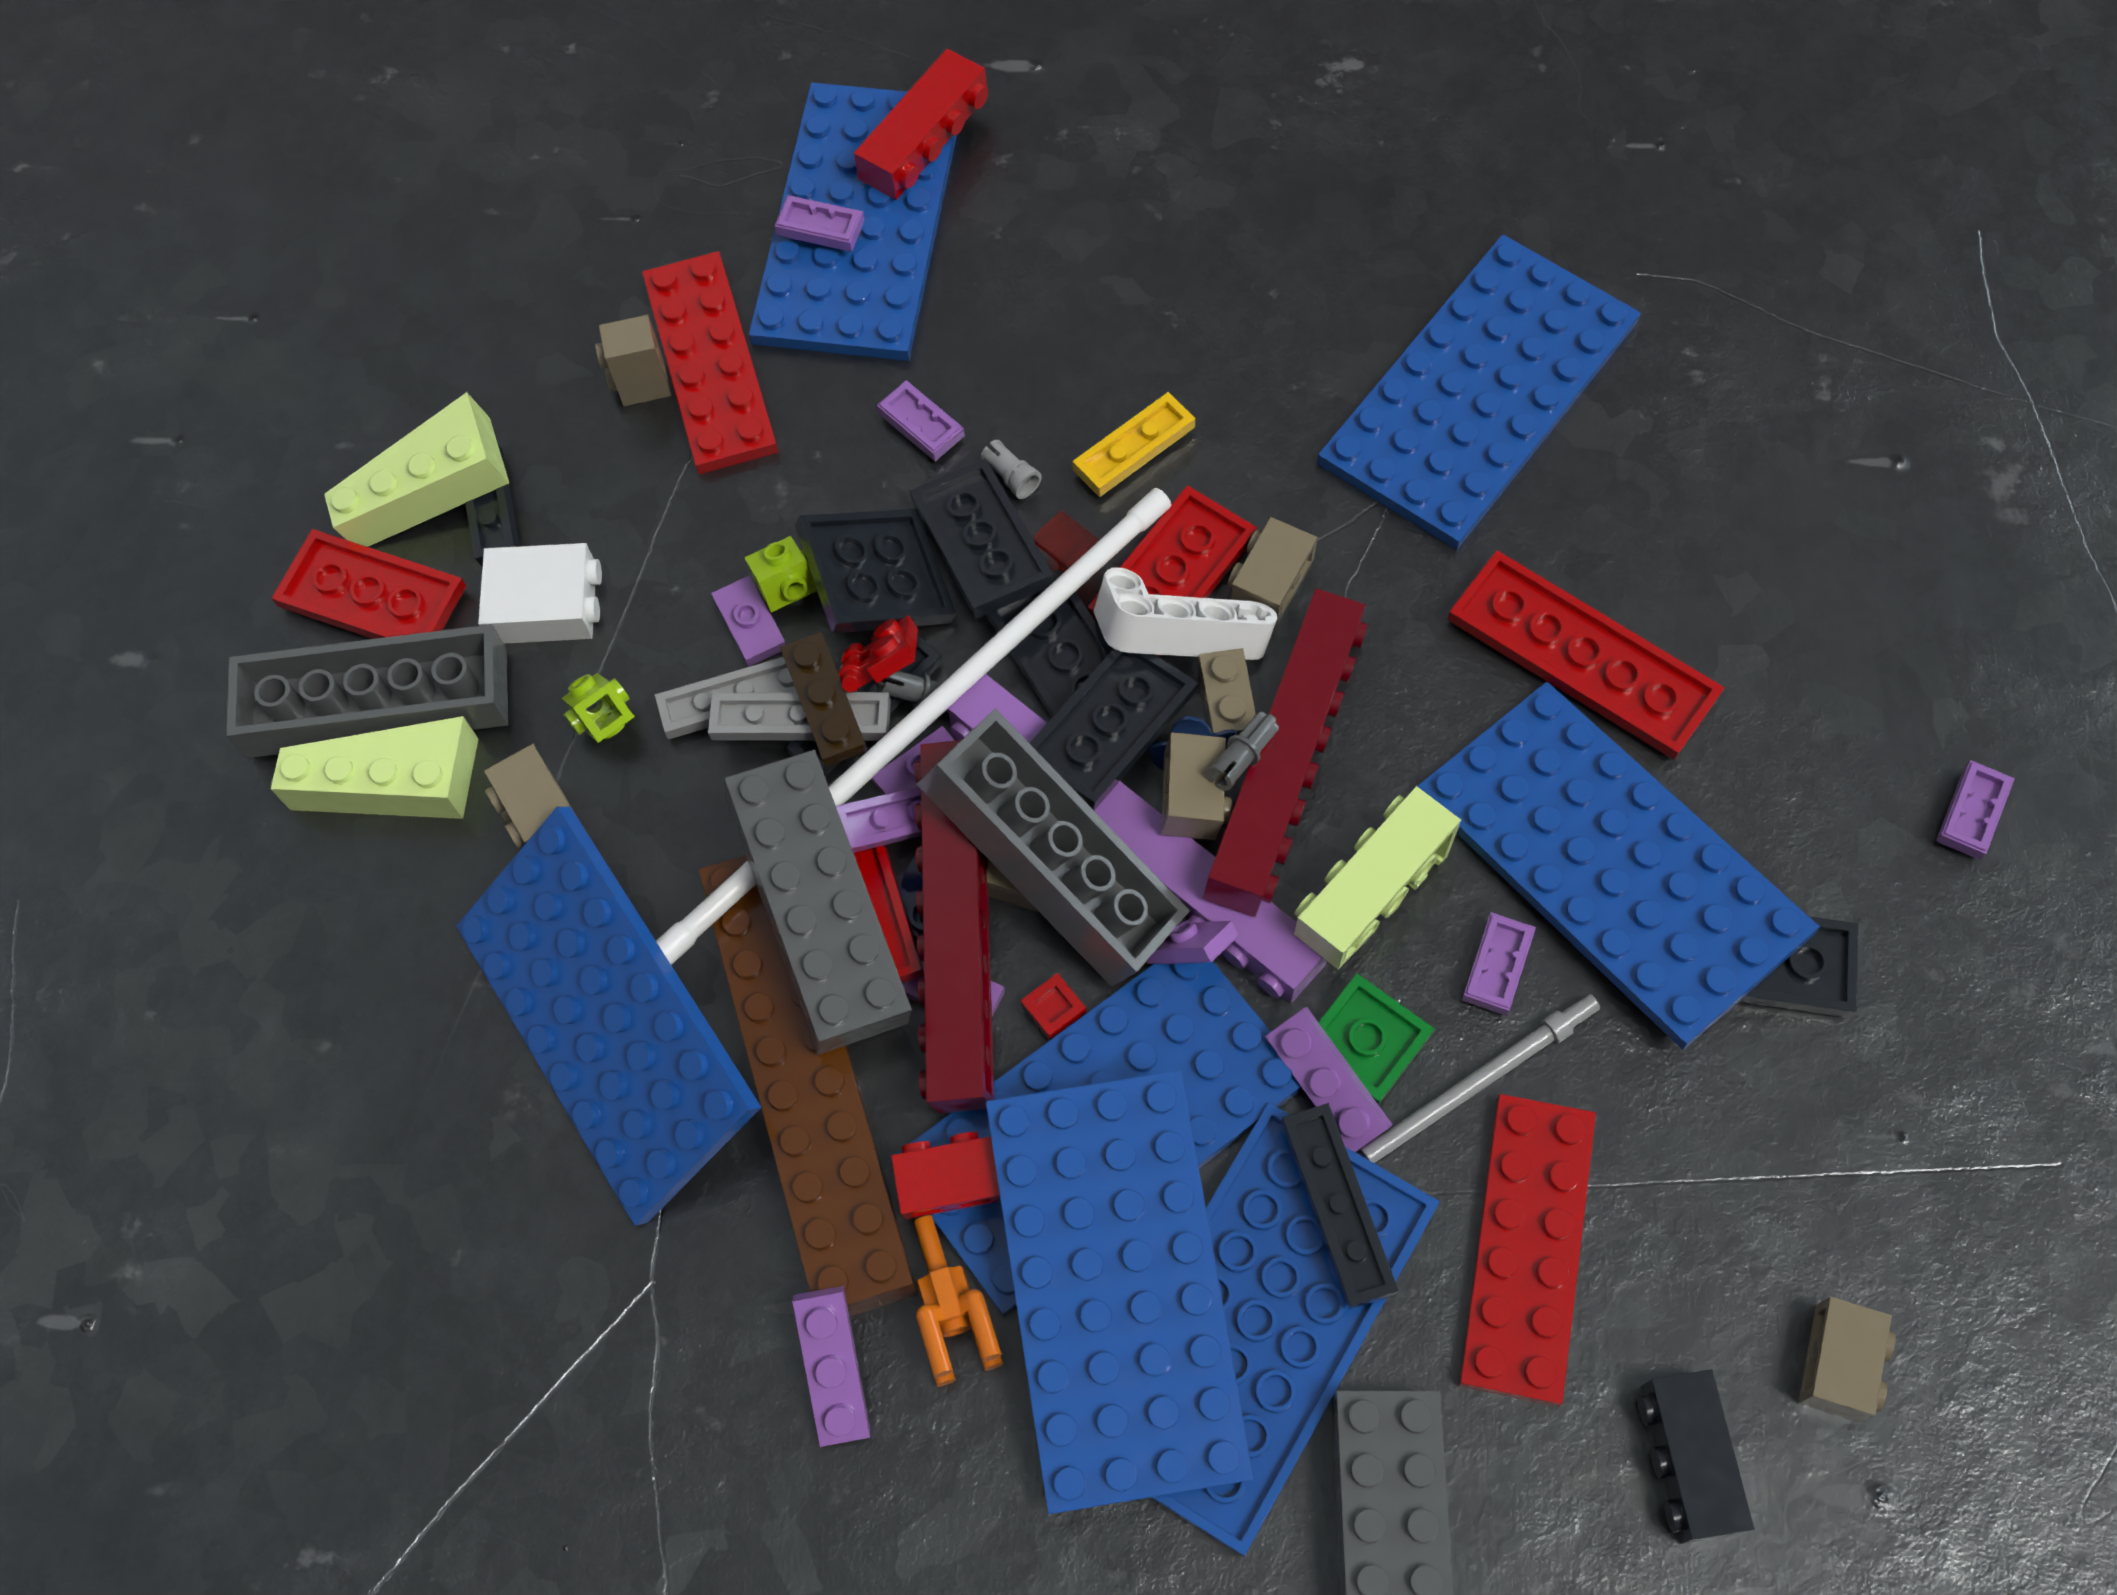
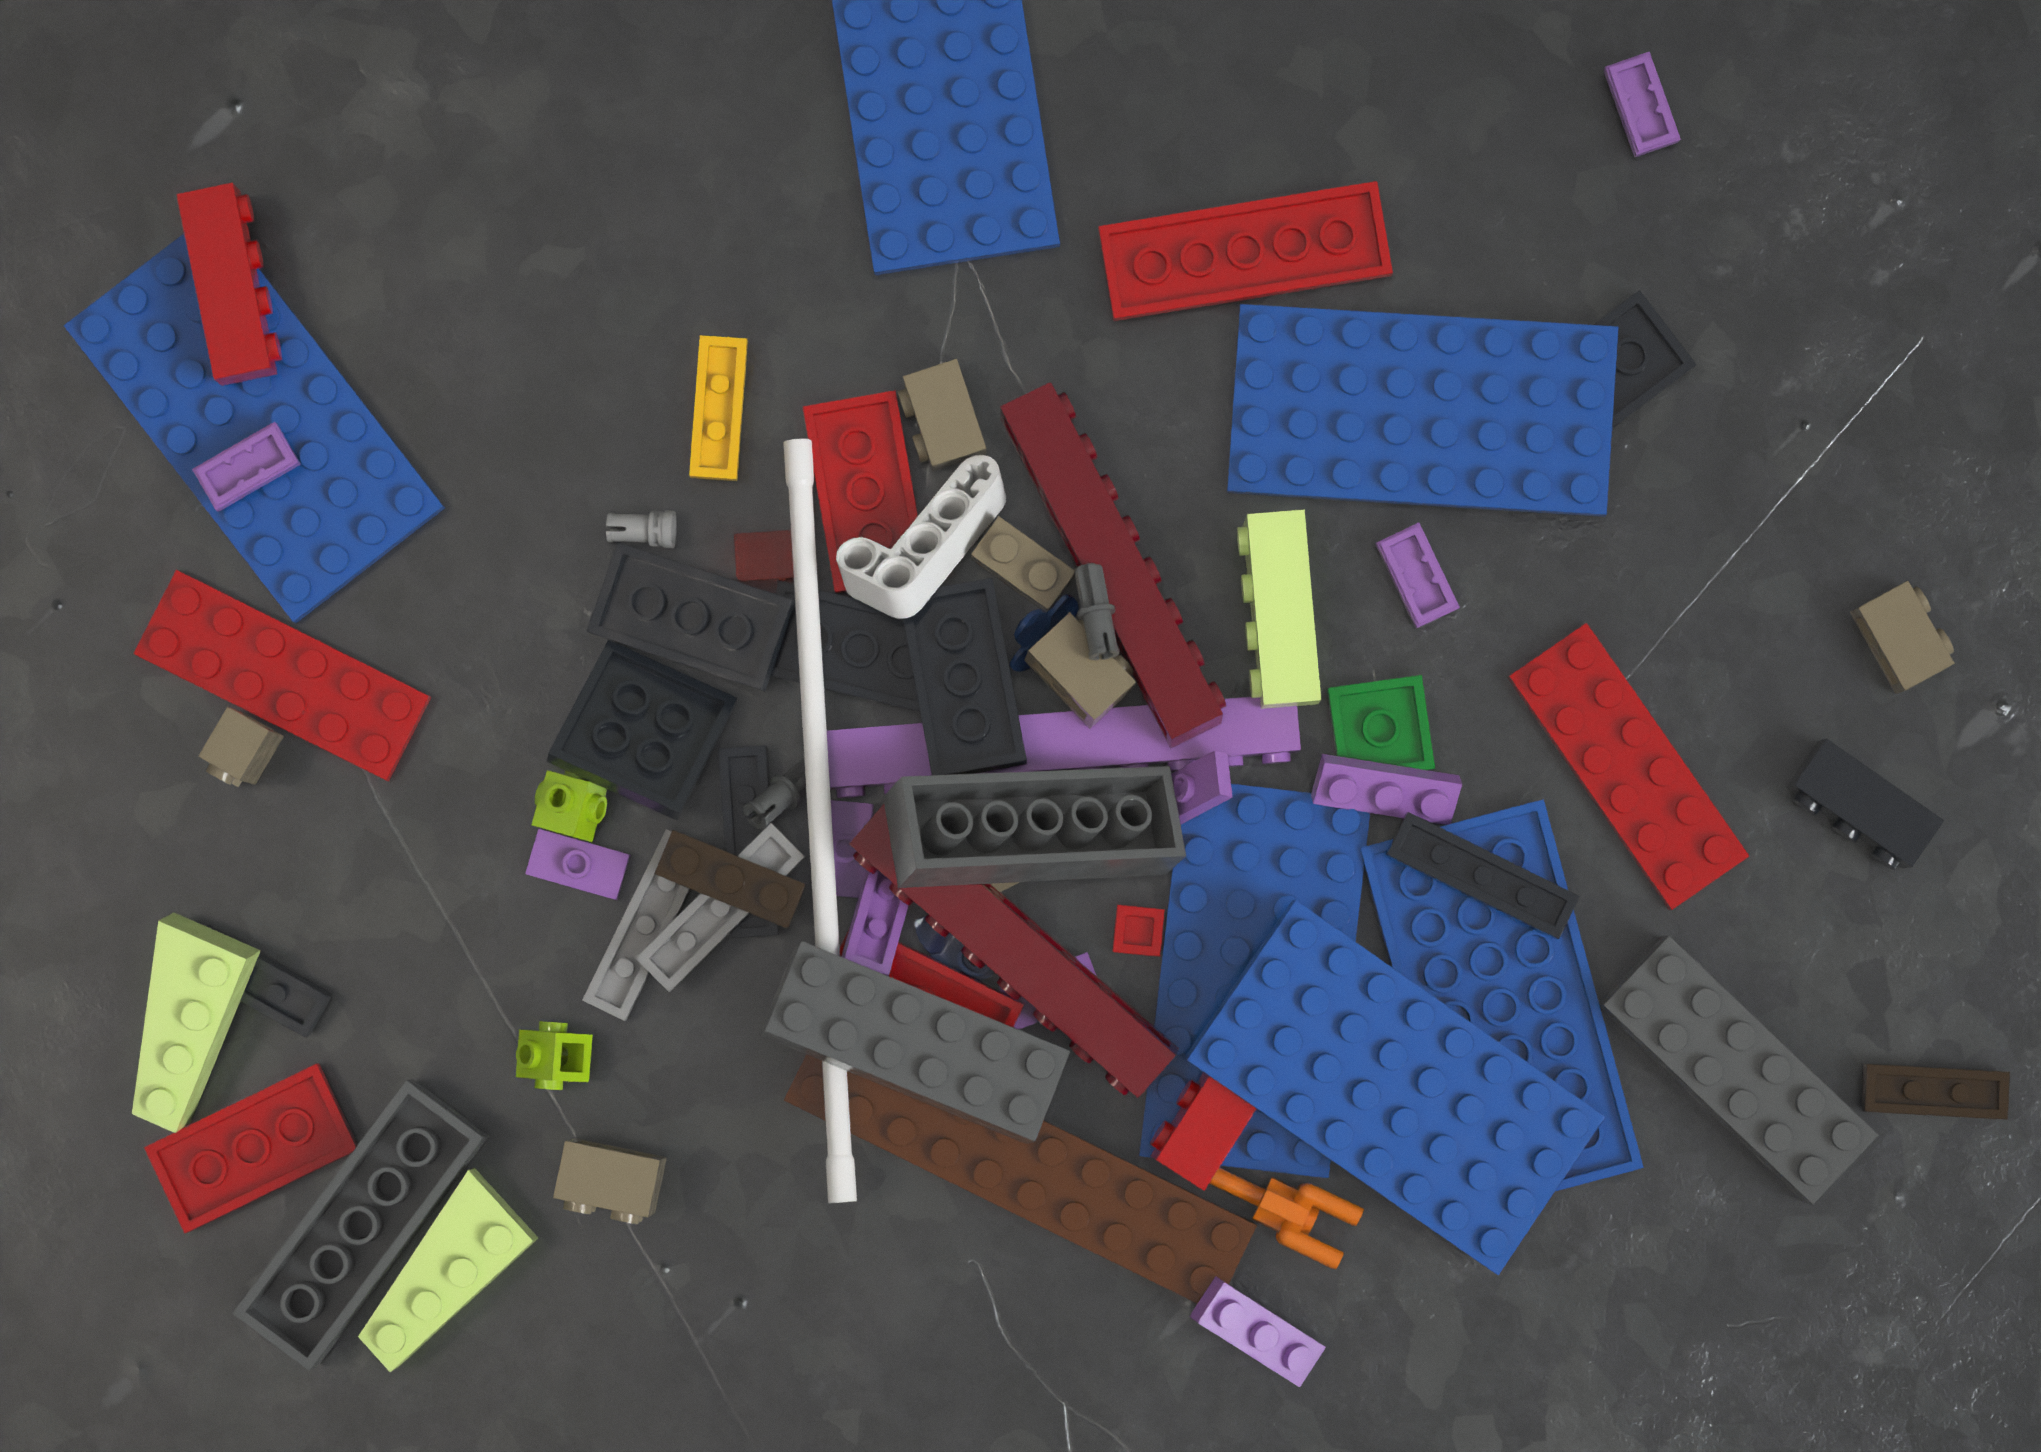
camera: 55 degrees left, 20 degrees up
(540, 592) = (392, 1011): white brick -> none
(606, 1017) = (837, 1271): blue plate -> none
(889, 652) = (737, 788): red plate -> none
(920, 420) = (523, 558): medium lavender plate -> none
(1553, 1029) = (1500, 585): light grey bar -> none

